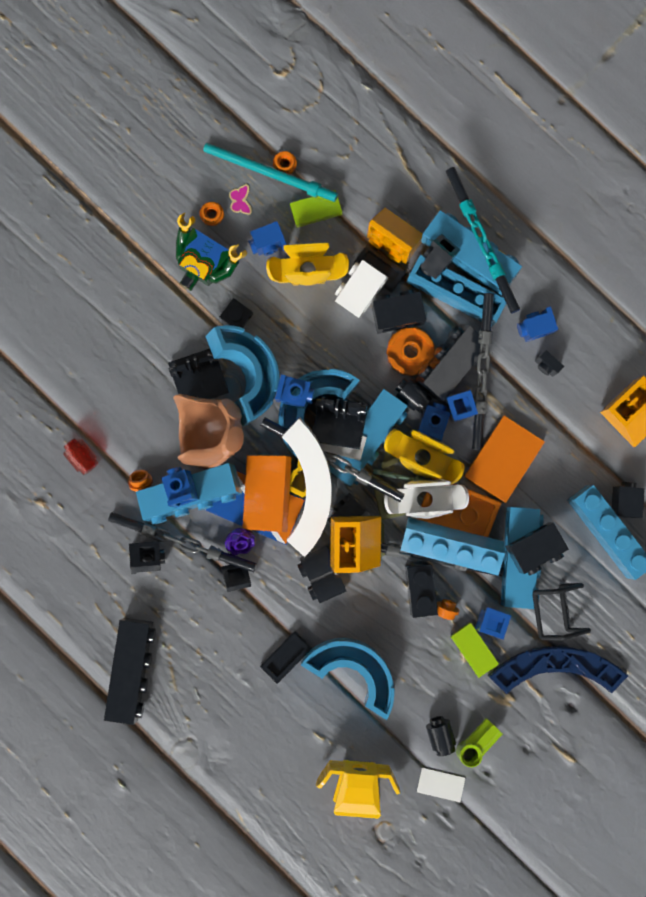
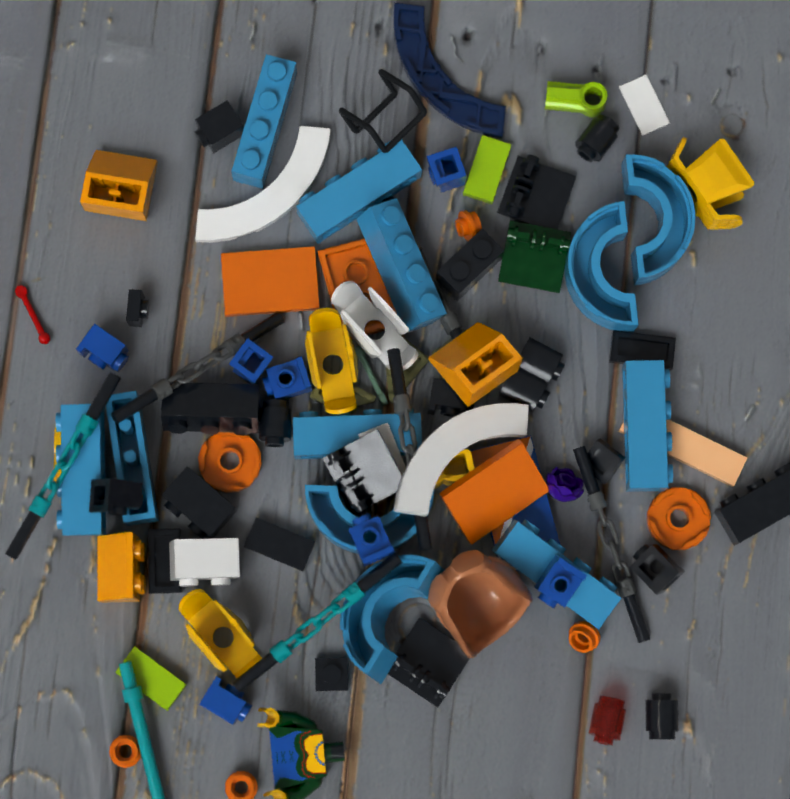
camera: 135 degrees left, 5 degrees down
(56, 490) = (661, 716): none -> black brick
(151, 596) = (697, 518): none -> orange tile
(208, 635) = (703, 454): none -> light nougat tile
(235, 619) = (645, 426): none -> dark azure brick
(238, 198) = (200, 773): dark pink sticker -> none
(270, 357) = (282, 650): none -> piece
(337, 342) = (279, 544): none -> black tile
(356, 748) = (674, 211): none -> dark azure brick
(395, 635) = (534, 256): none -> dark green hinge
(434, 669) = (536, 193): none -> black hinge
(537, 548) = (340, 179): black brick -> none
(553, 497) = (276, 199): none -> white tile
(611, 304) = (22, 293): none -> red hinge

